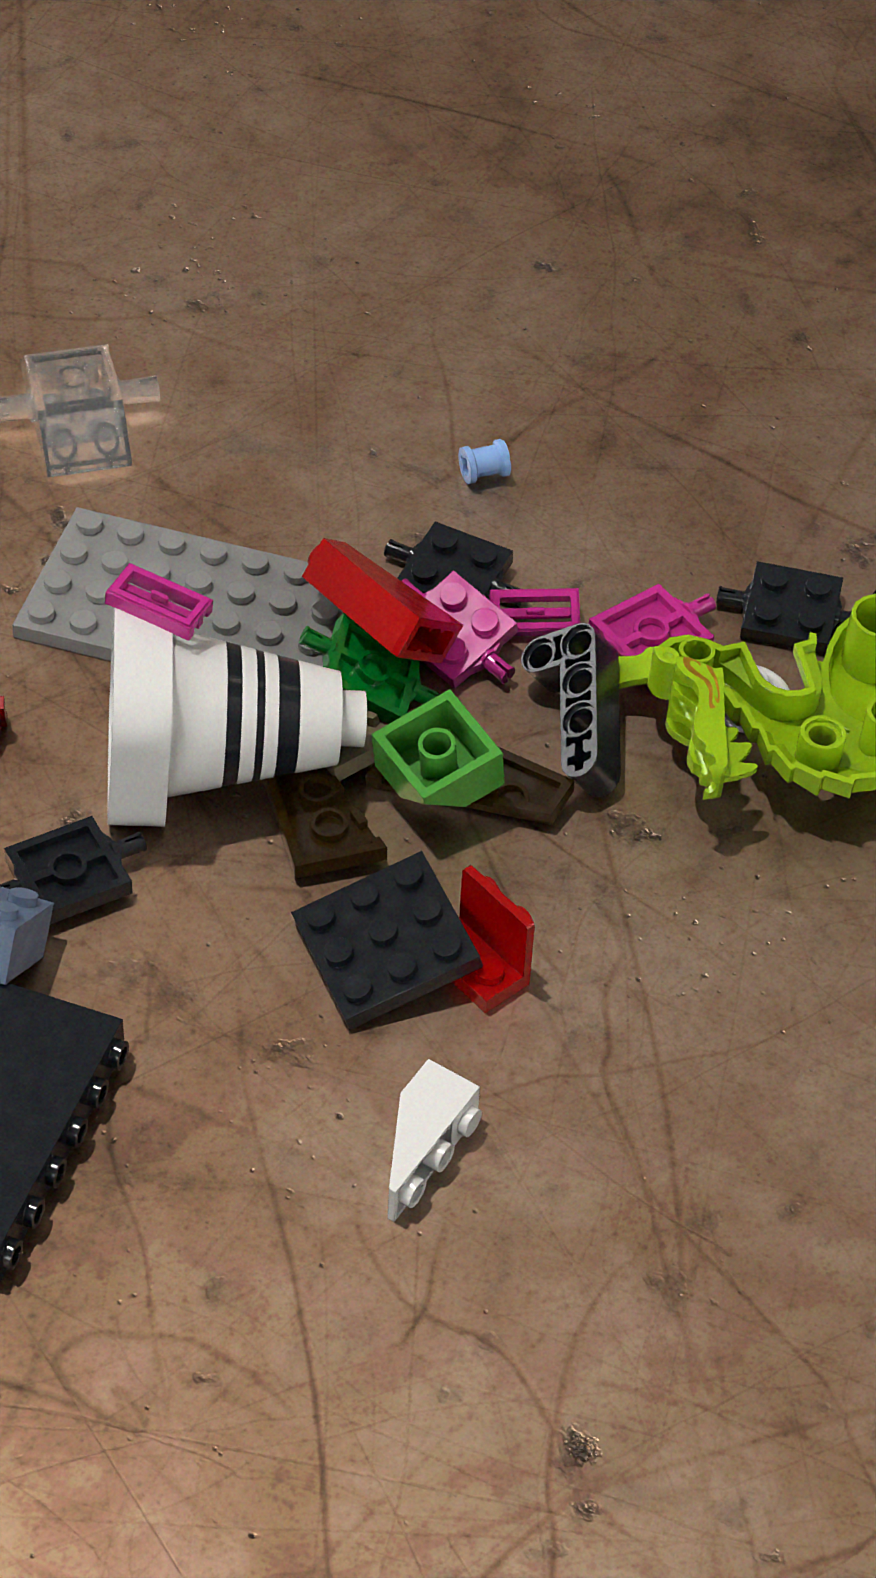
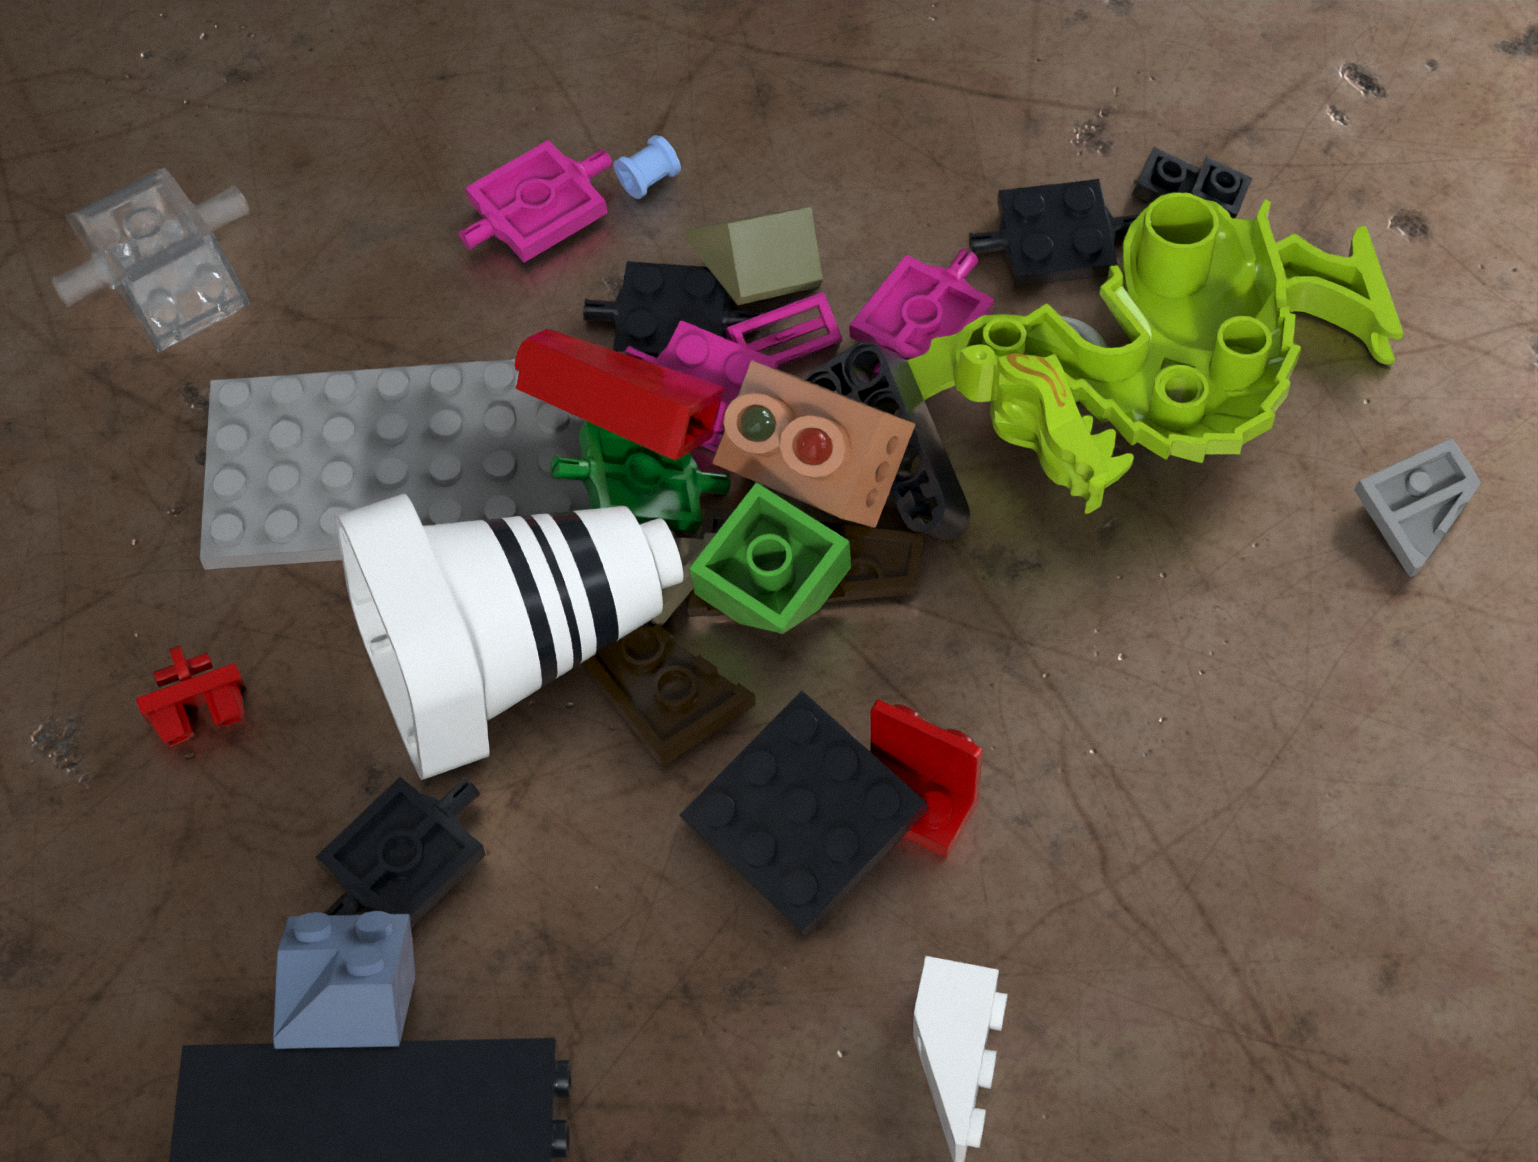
camera: 15 degrees left, 10 degrees up
(155, 605) = (395, 516): dark pink tile -> none
(386, 459) = (536, 200): none -> dark pink plate
(512, 683) = (813, 444): none -> nougat piece
(543, 547) = (761, 254): none -> olive slope

